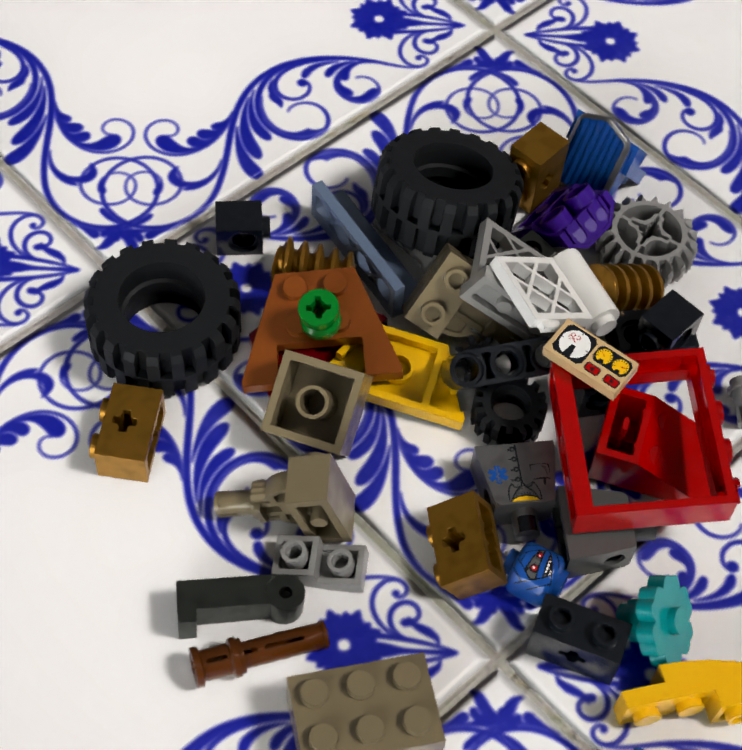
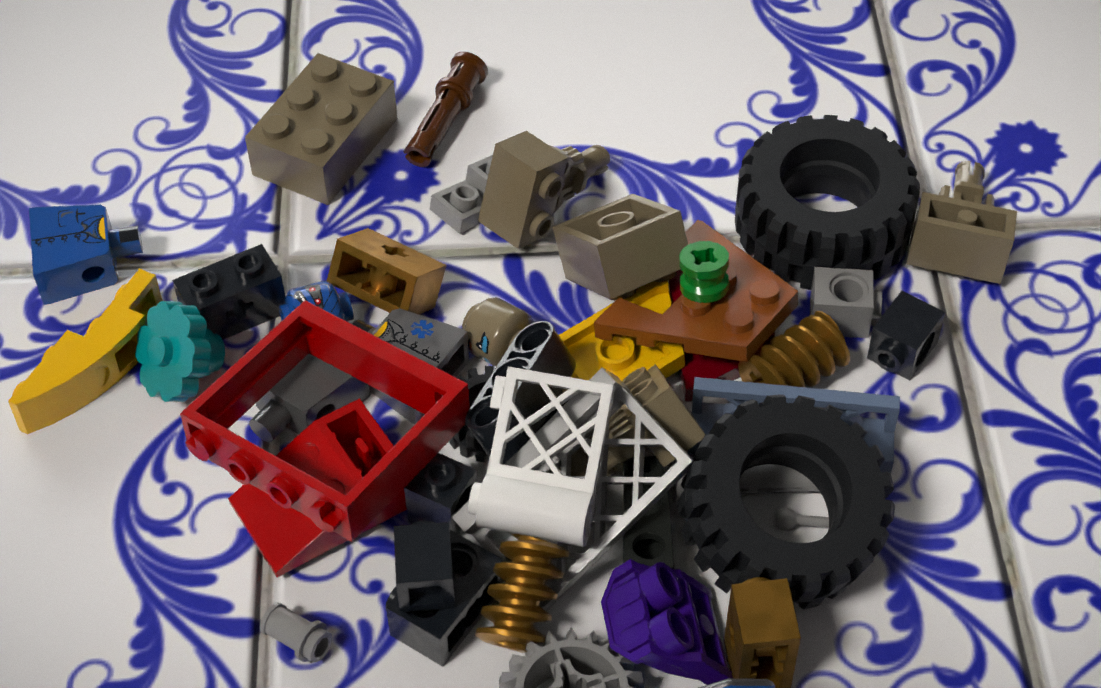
camera: 135 degrees right, 5 degrees down
(115, 228) = (961, 232): none -> dark tan brick
(128, 432) = (717, 130): pearl gold brick -> none
(237, 600) = (501, 115): pearl dark grey leg -> none
(247, 270) = (846, 298): none -> light grey brick
(444, 447) = (493, 327): none -> dark tan head
(590, 359) = (430, 399): tile -> none

